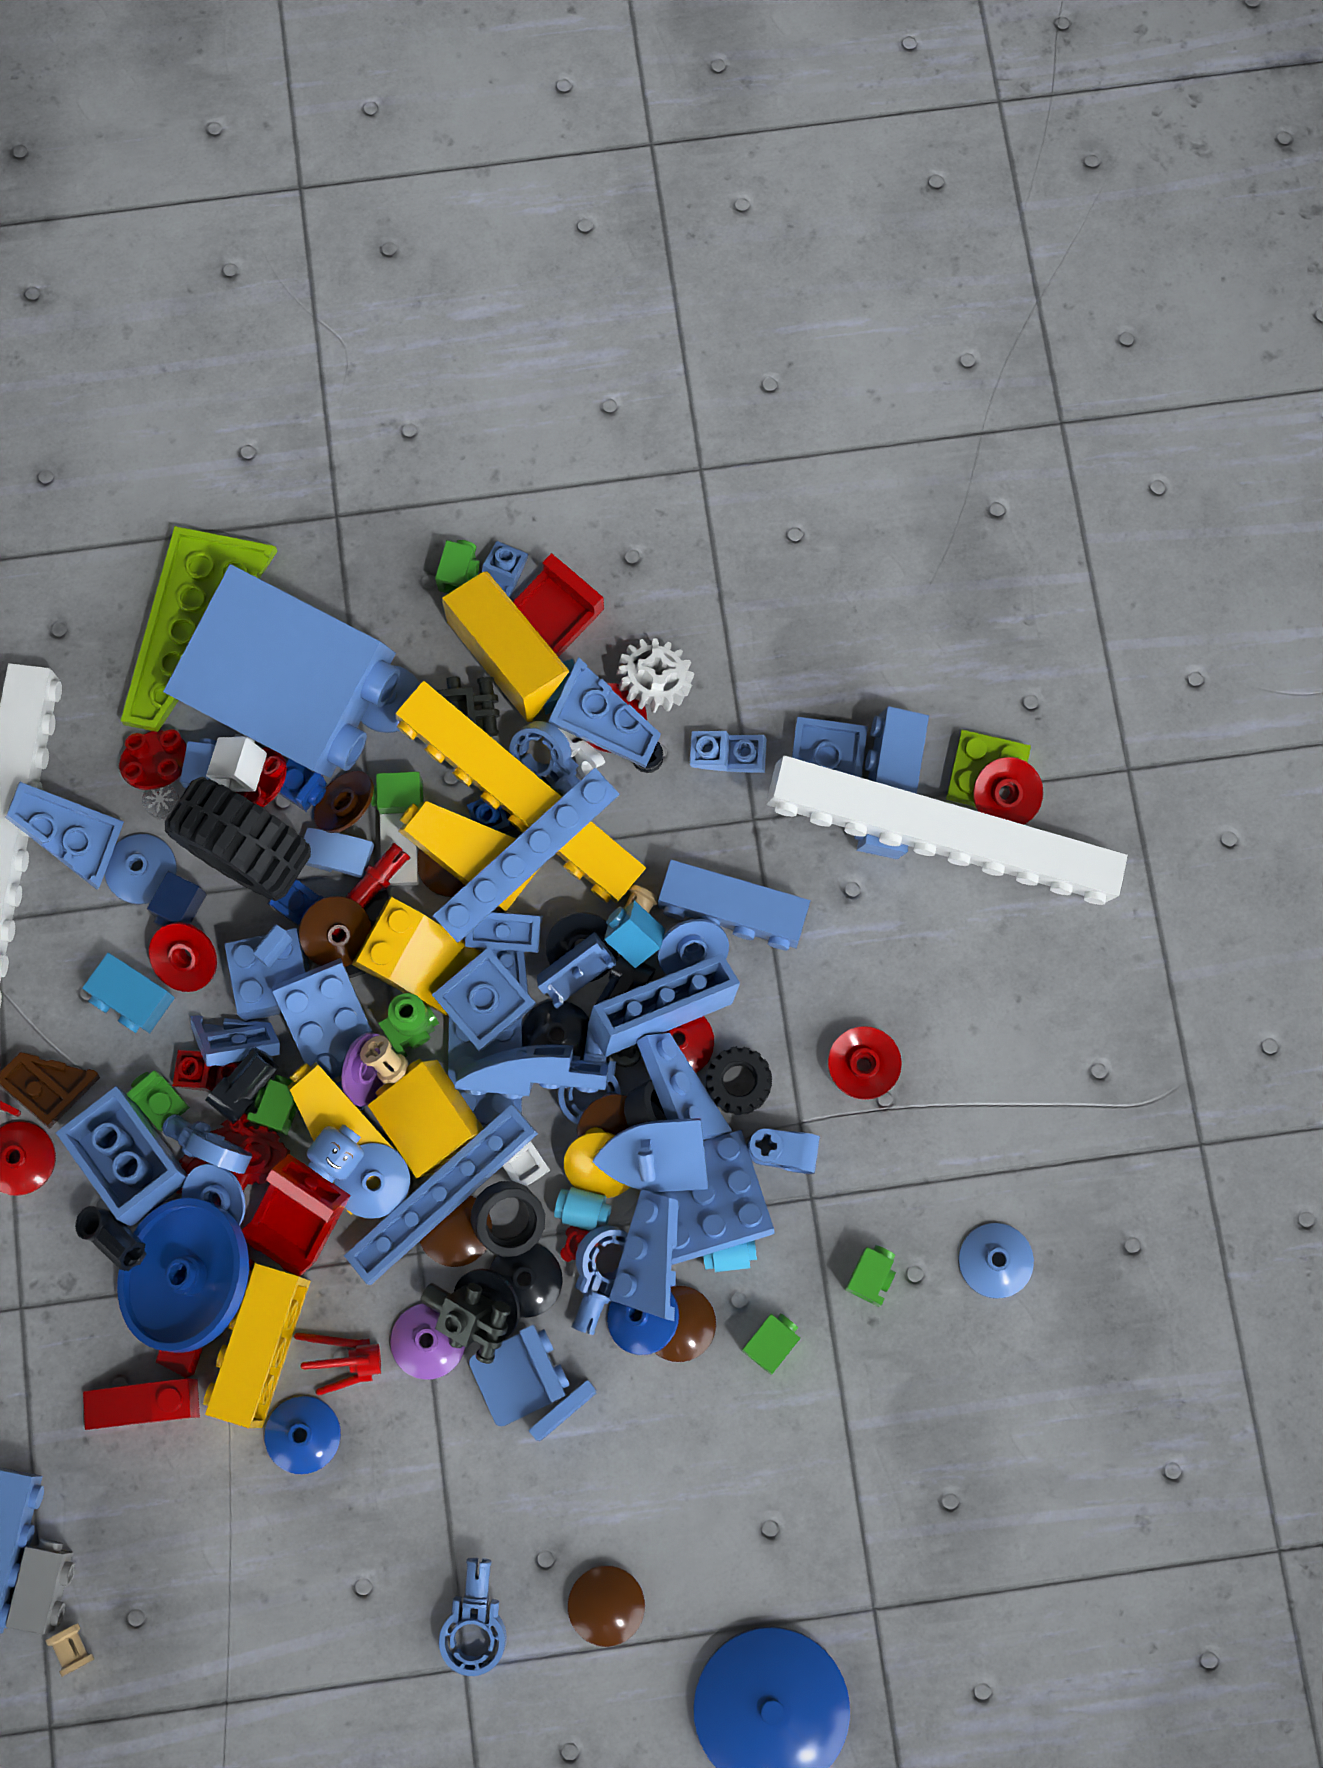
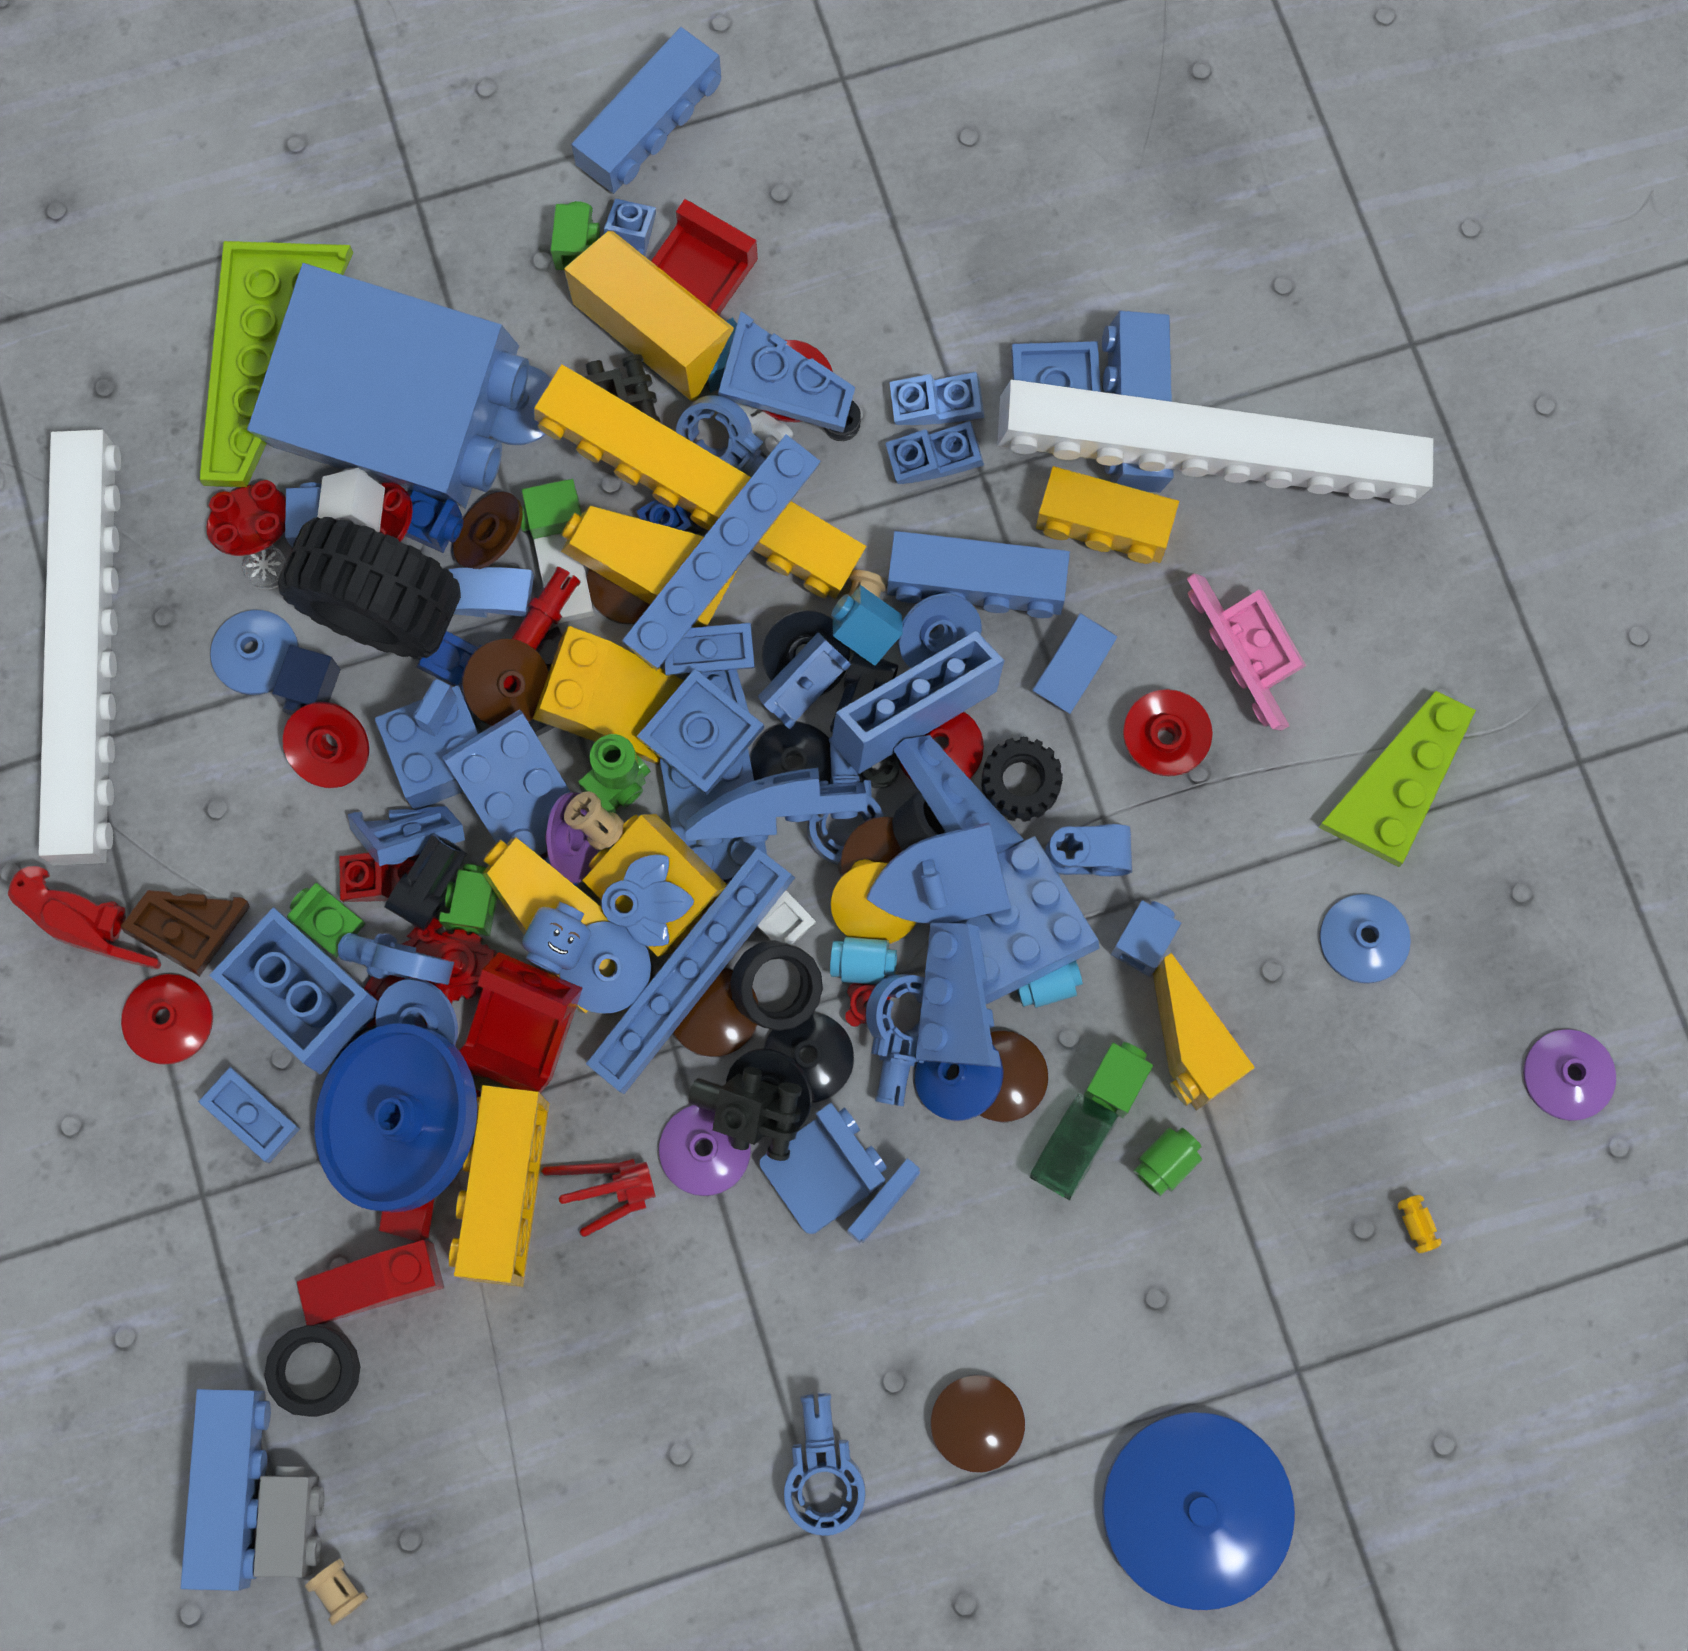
camera: 10 degrees left, 0 degrees up
(54, 1457) = (276, 1367): none -> black tyre
(66, 830) = (158, 617): medium blue wing -> none
(69, 1252) = (249, 1115): none -> medium blue plate
(110, 1237) = (298, 1089): black piece -> none
(127, 993) = (266, 799): dark azure brick -> none
(322, 1435) = (597, 1290): blue dish -> none
(420, 1133) = (653, 901): none -> medium blue plate
(535, 473) = (647, 110): none -> medium blue brick
(654, 675) = (833, 323): white gear -> none
(718, 797) = (934, 455): none -> medium blue slope
(725, 1392) = (1073, 1146): none -> clear green slope
(800, 991) = (1075, 663): none -> medium blue slope
(800, 1418) = (1168, 1161): none -> bright green brick
(816, 1229) = (1147, 937): none -> medium blue brick
(840, 1332) = (1197, 1044): none -> yellow slope
(848, 873) = (1106, 515): none -> yellow brick
(872, 1275) = (1224, 978): bright green brick -> none
(949, 999) = (1255, 643): none -> bright pink bracket
(973, 754) = (1243, 355): lime plate -> none
(995, 1506) = (1419, 1224): none -> yellow piece
(1024, 789) = (1289, 374): red dish -> none
(1045, 1142) = (1399, 787): none -> lime wing
(1124, 1407) = (1549, 1081): none -> medium lavender dish

